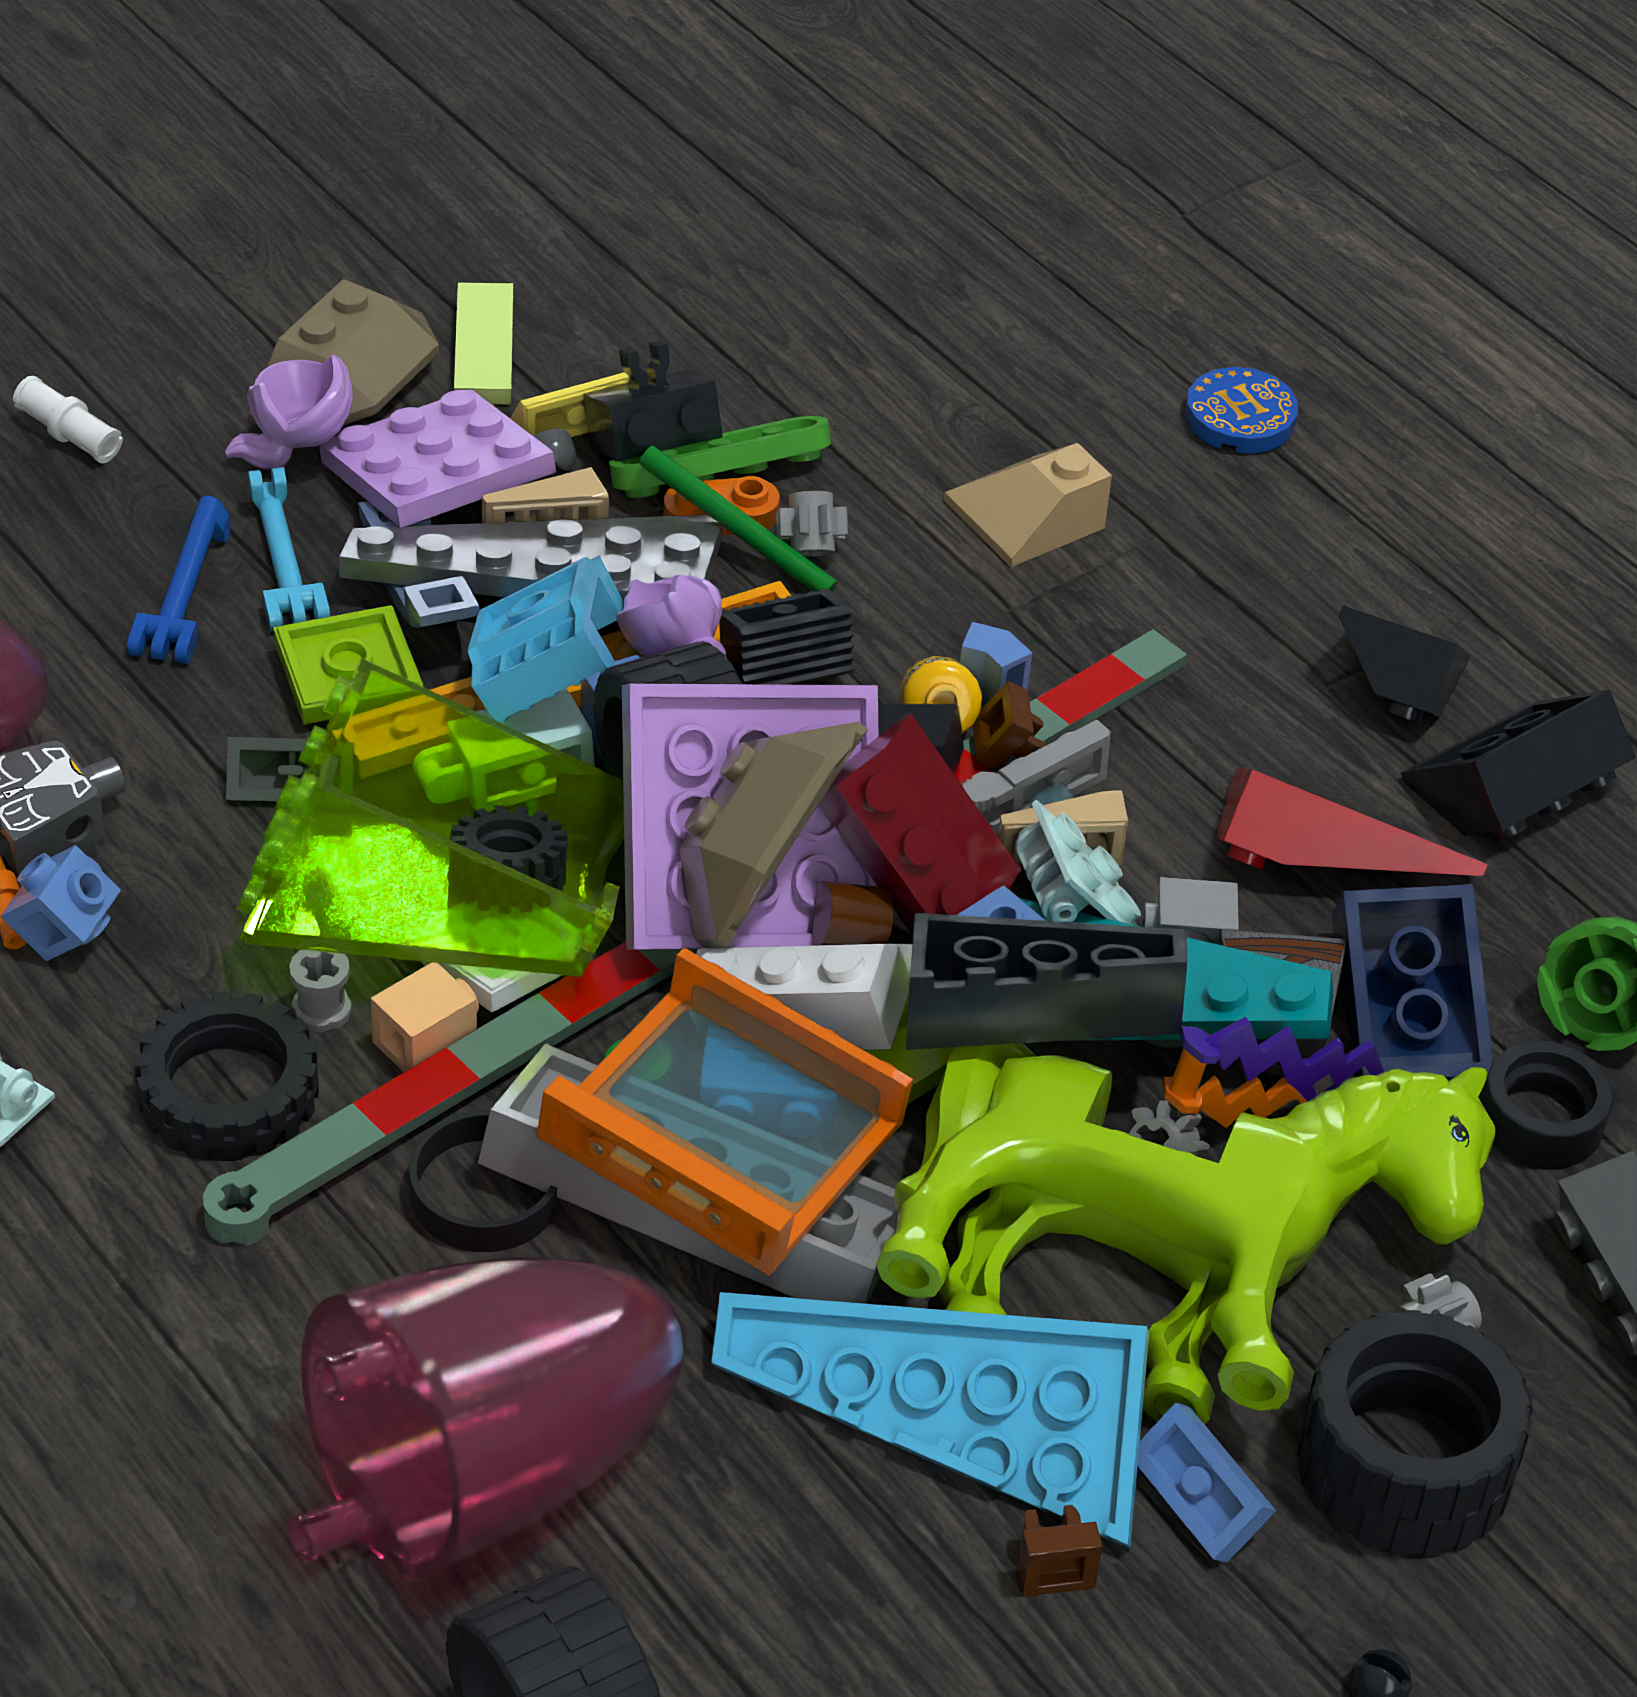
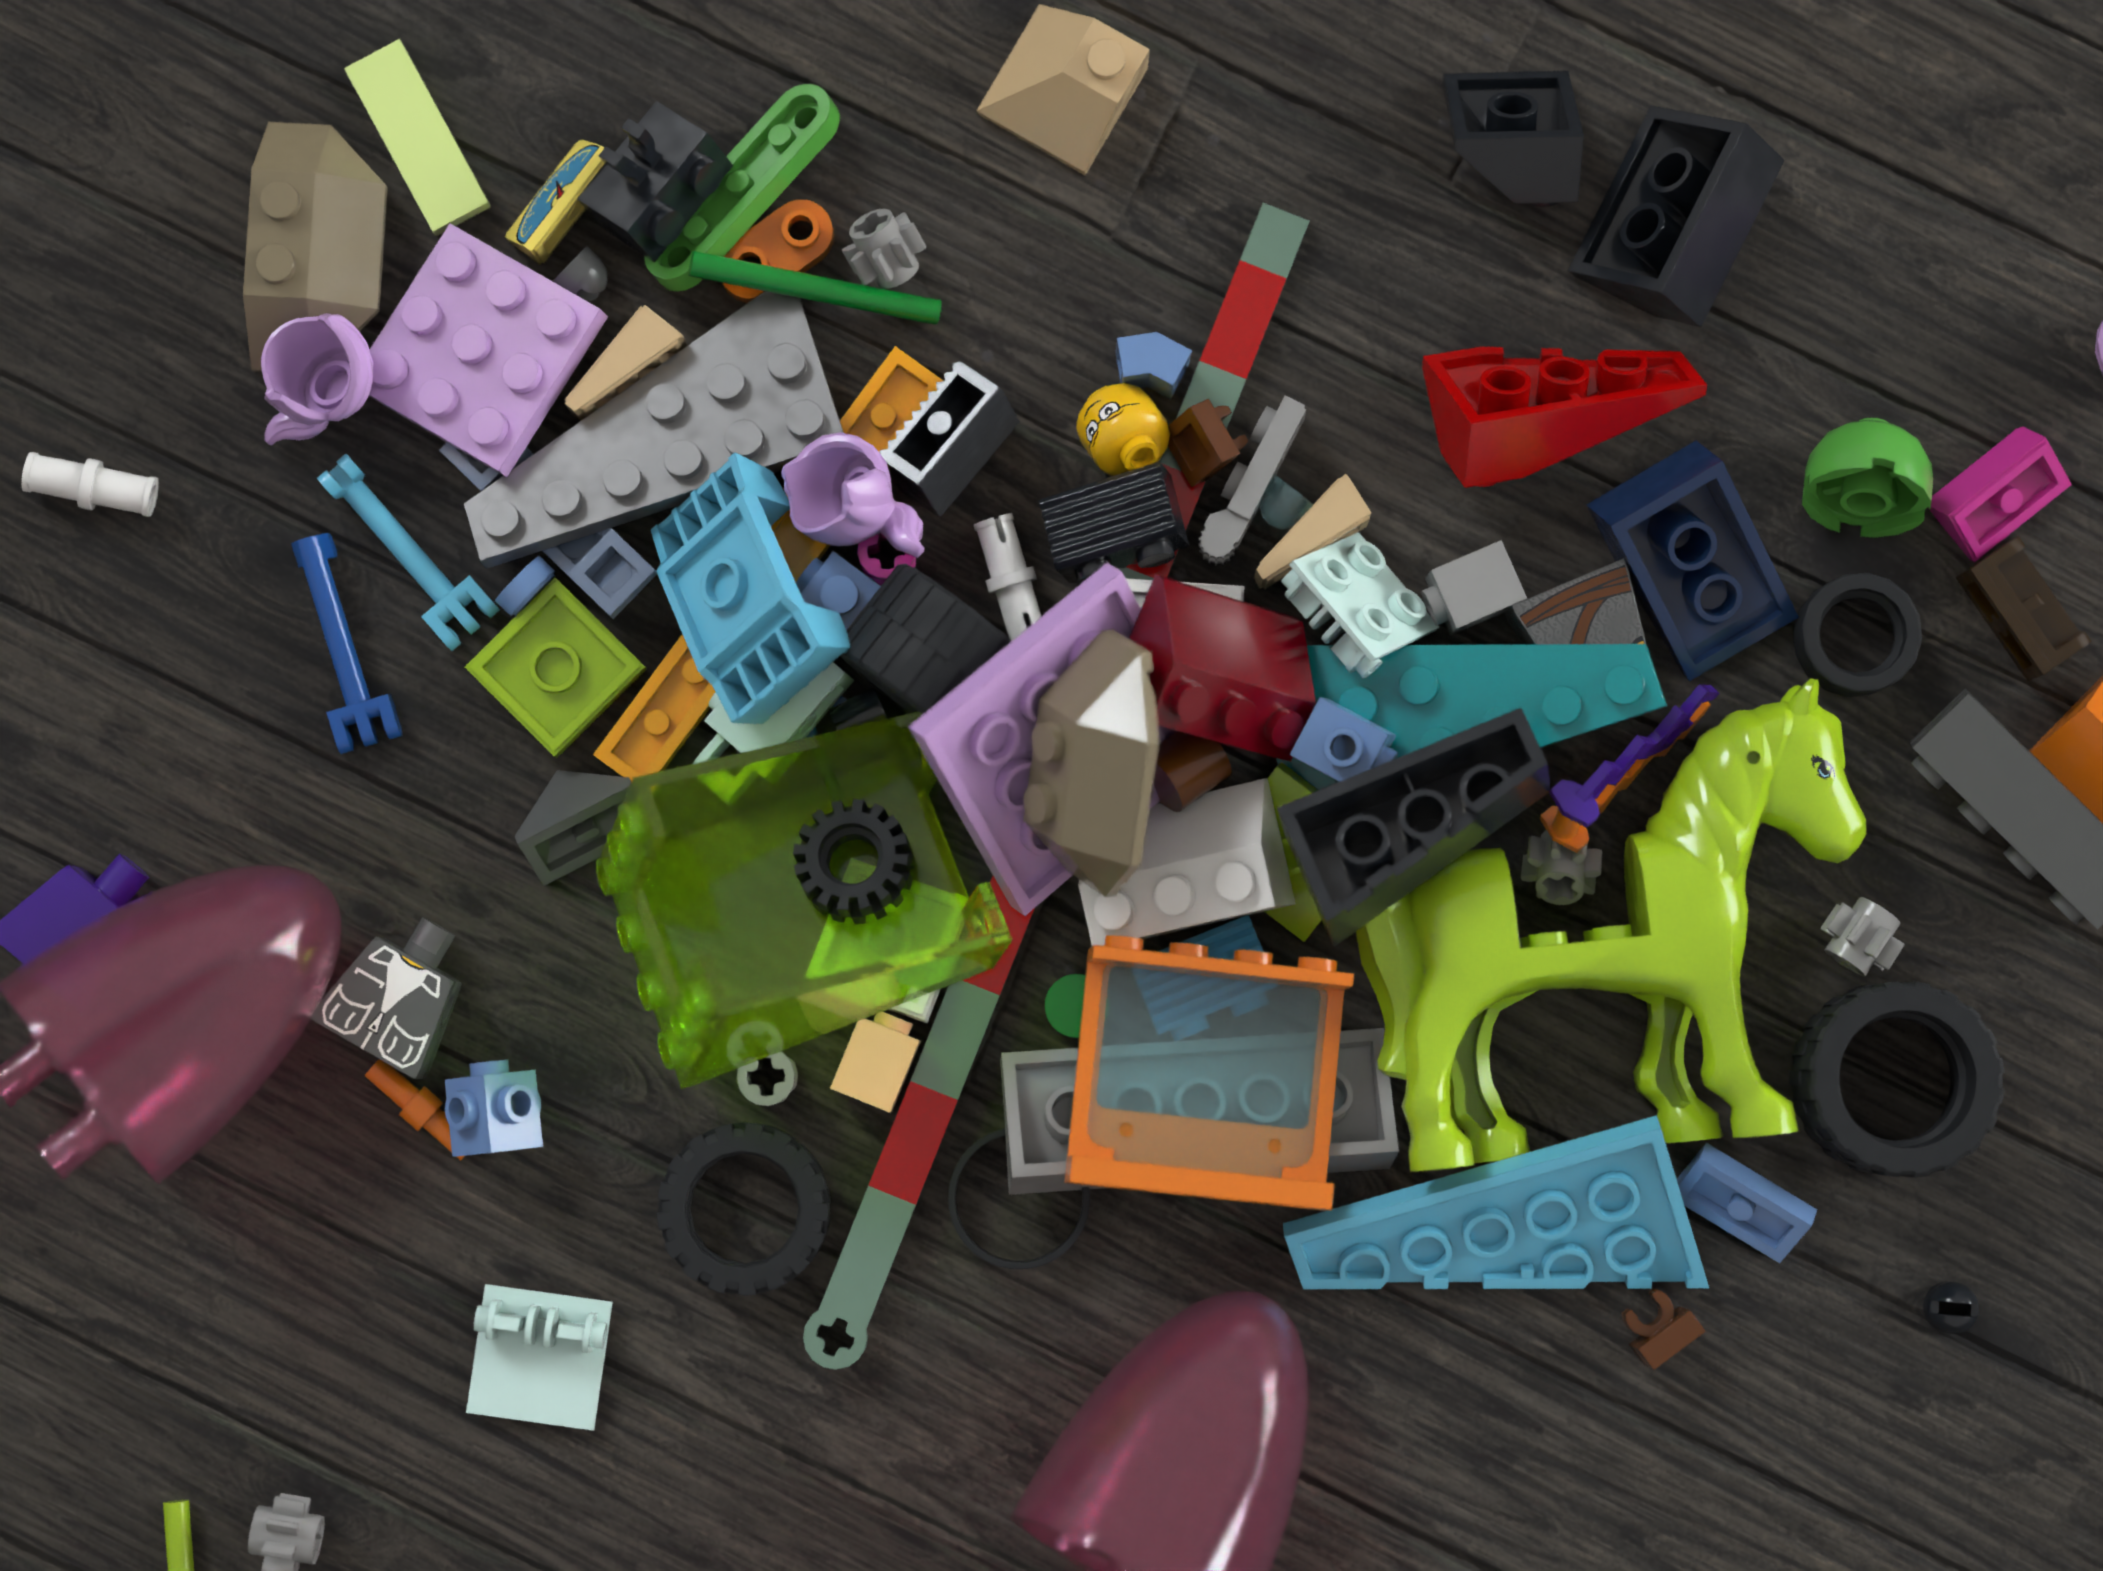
camera: 25 degrees left, 40 degrees up
(361, 594) = (525, 586): none -> medium blue tile

